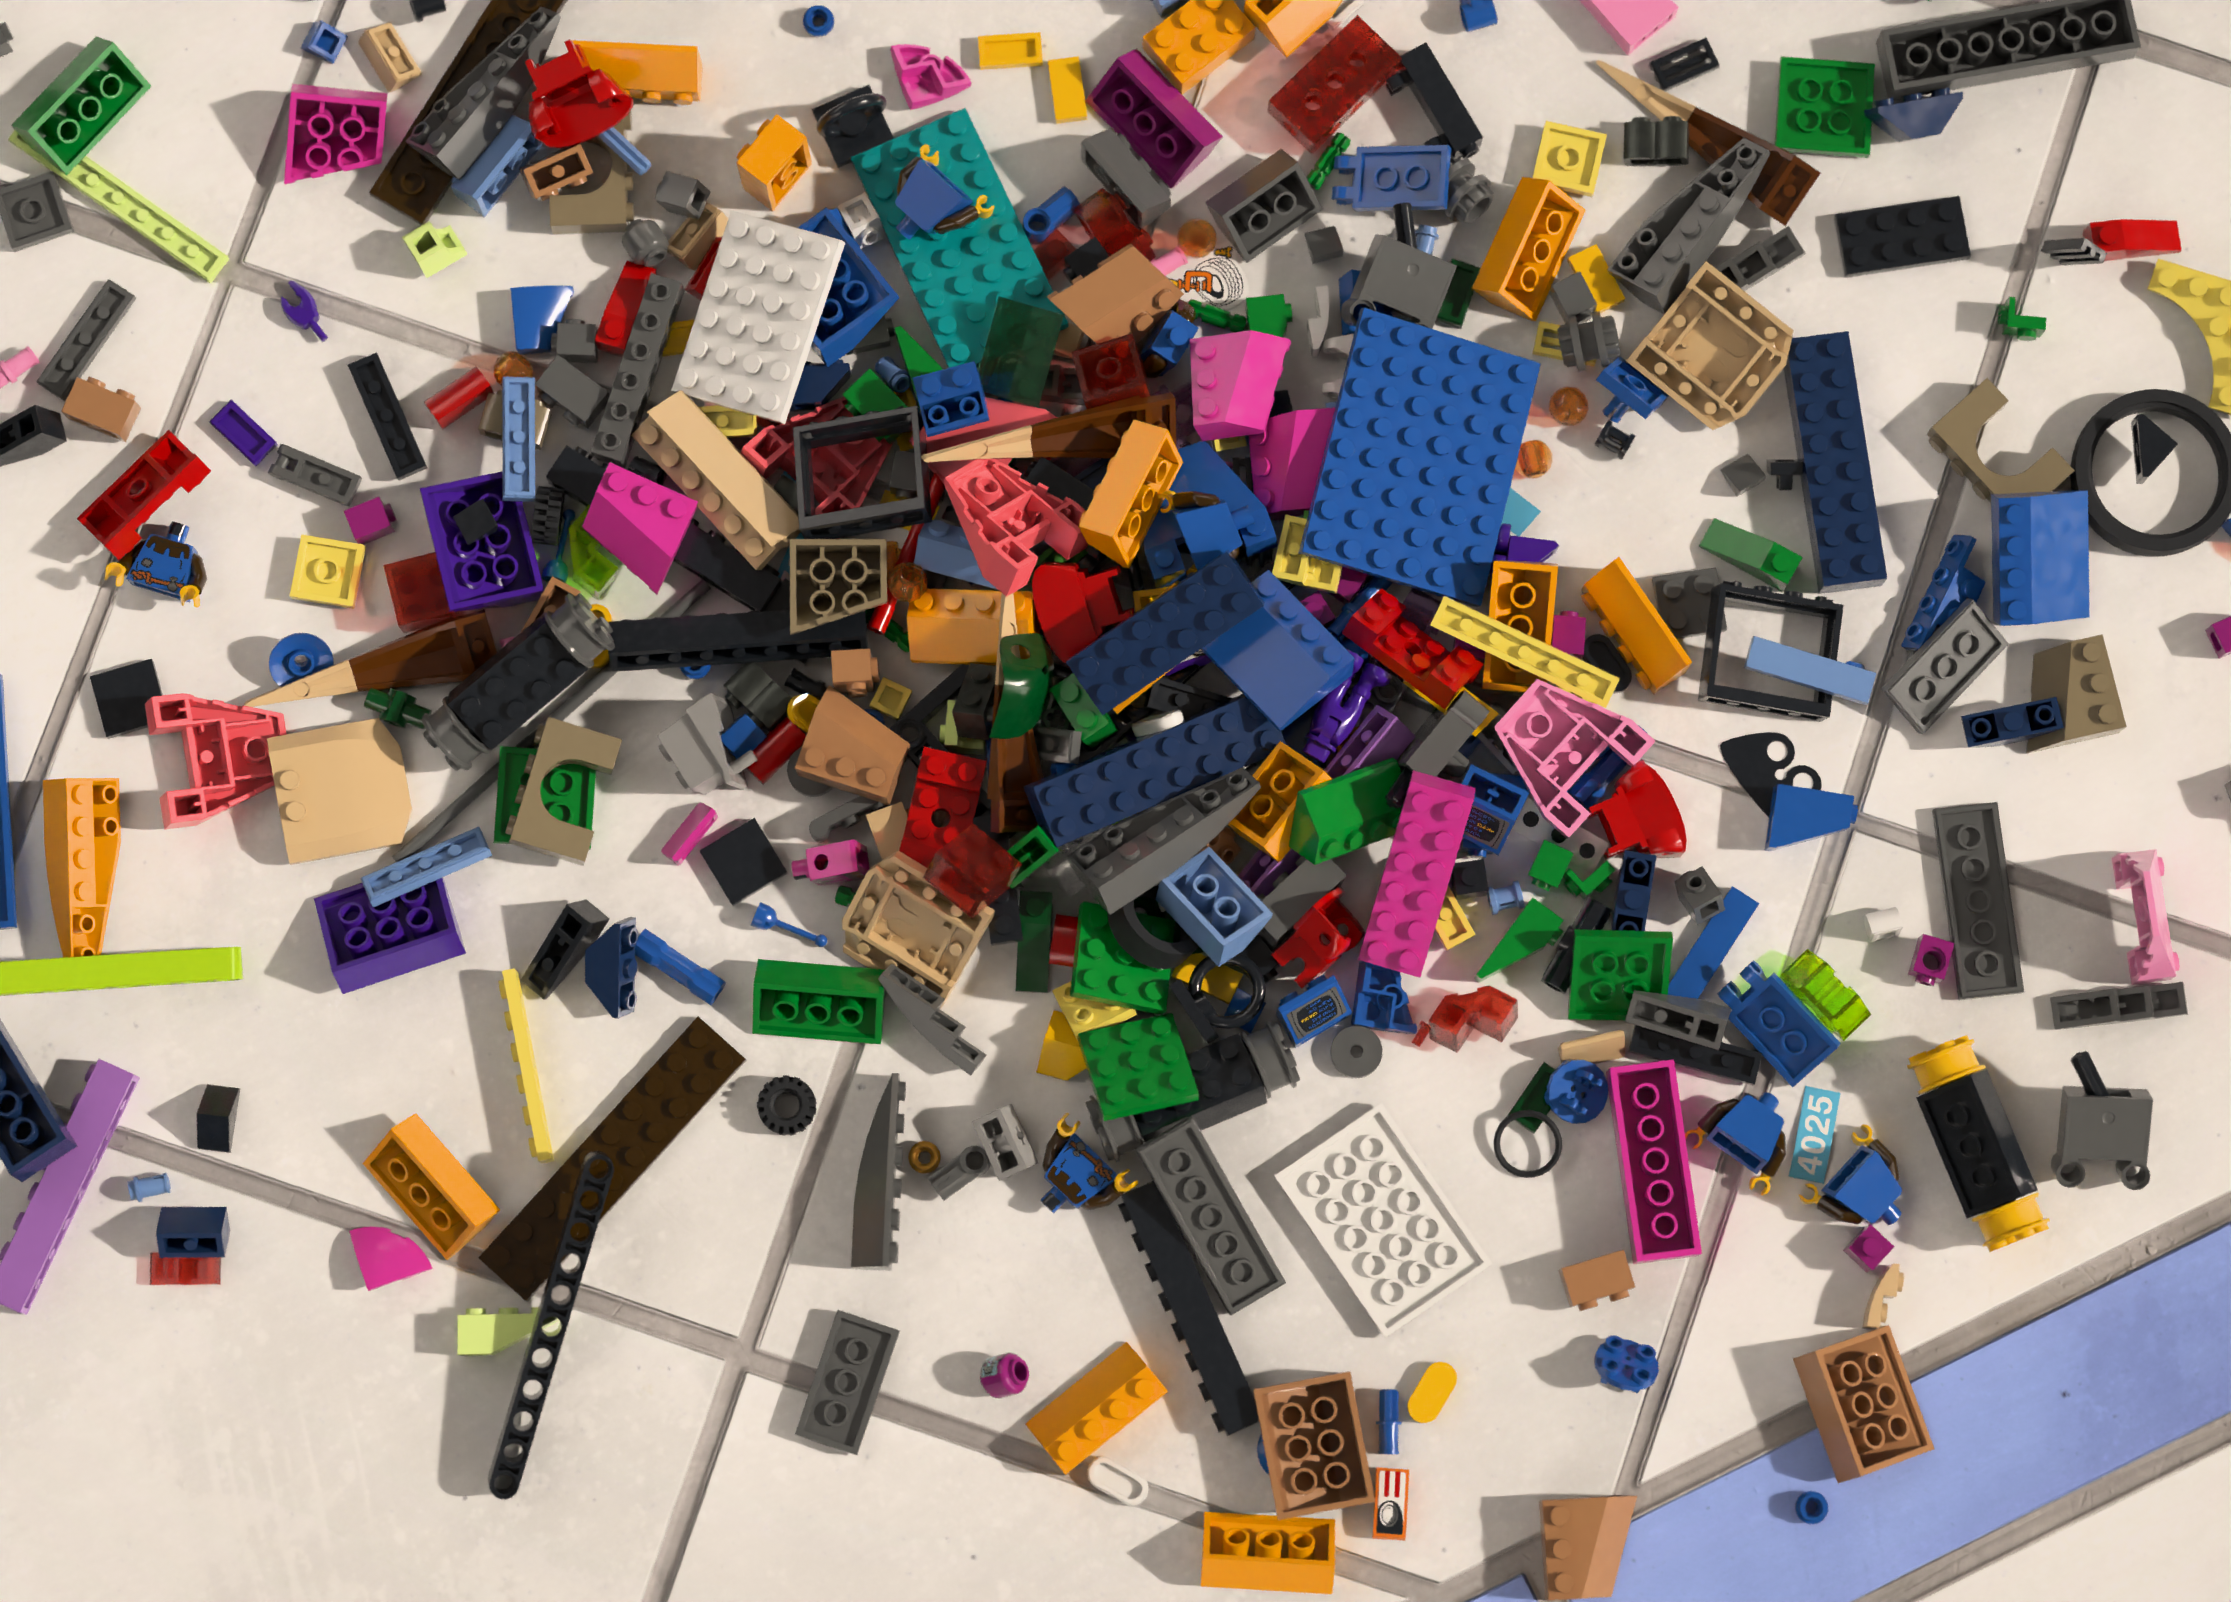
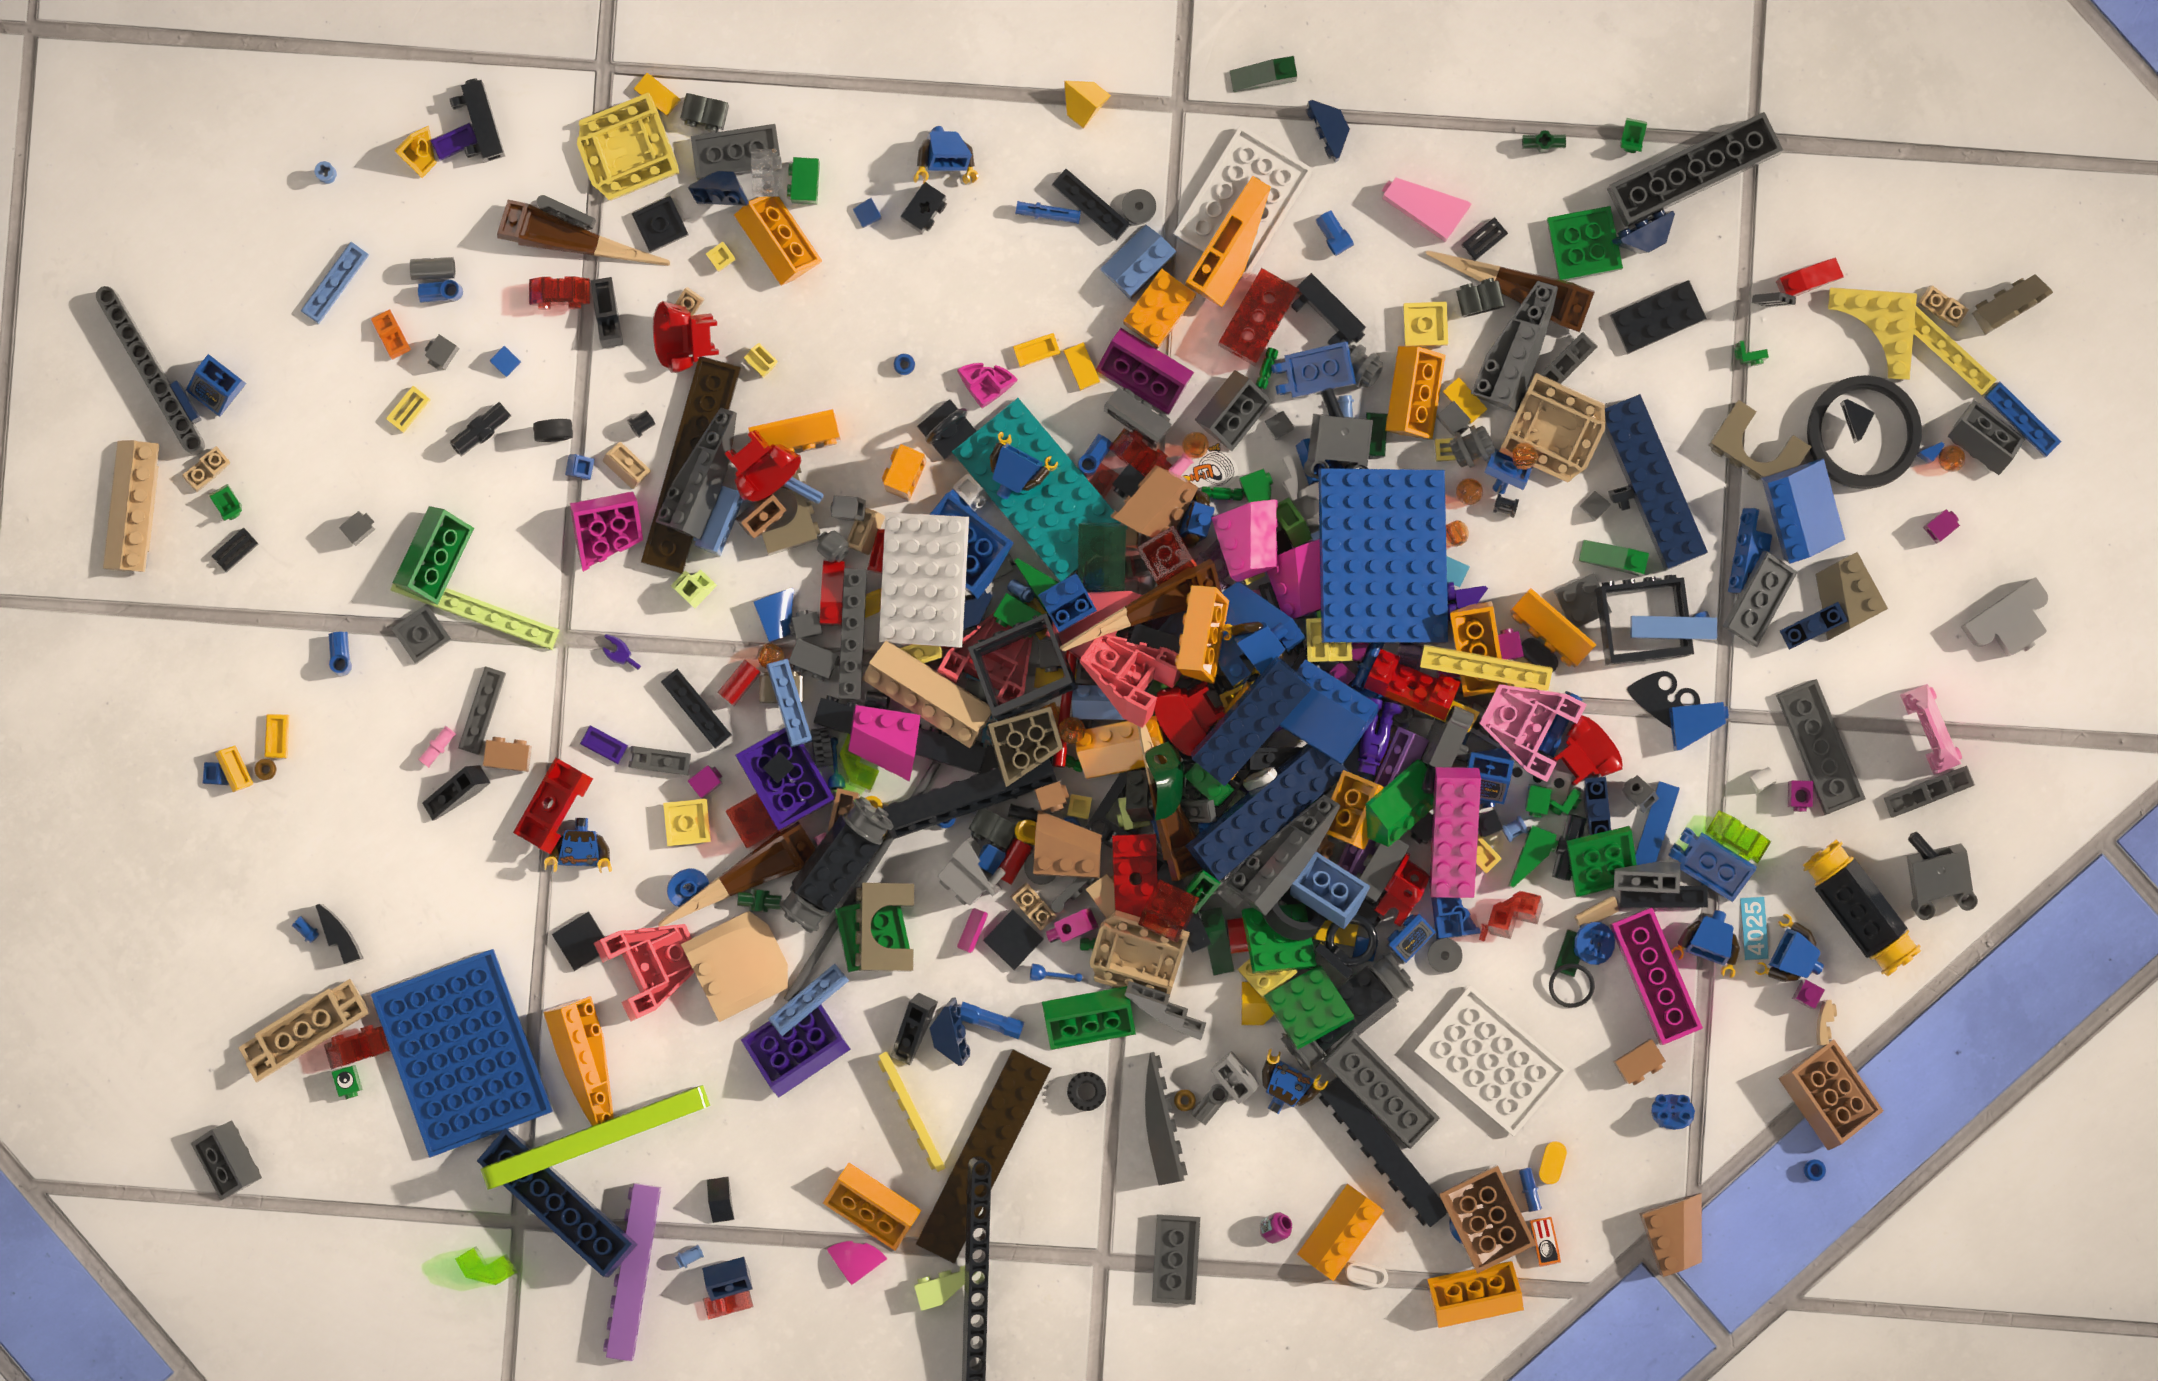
camera: 15 degrees left, 5 degrees up
(785, 822) = (1033, 906): none -> tan slope
(1303, 380) = (1292, 523): none -> bright green slope
(1371, 861) = (1422, 829): none -> black brick
(1659, 374) = (1524, 456): none -> clear orange piece

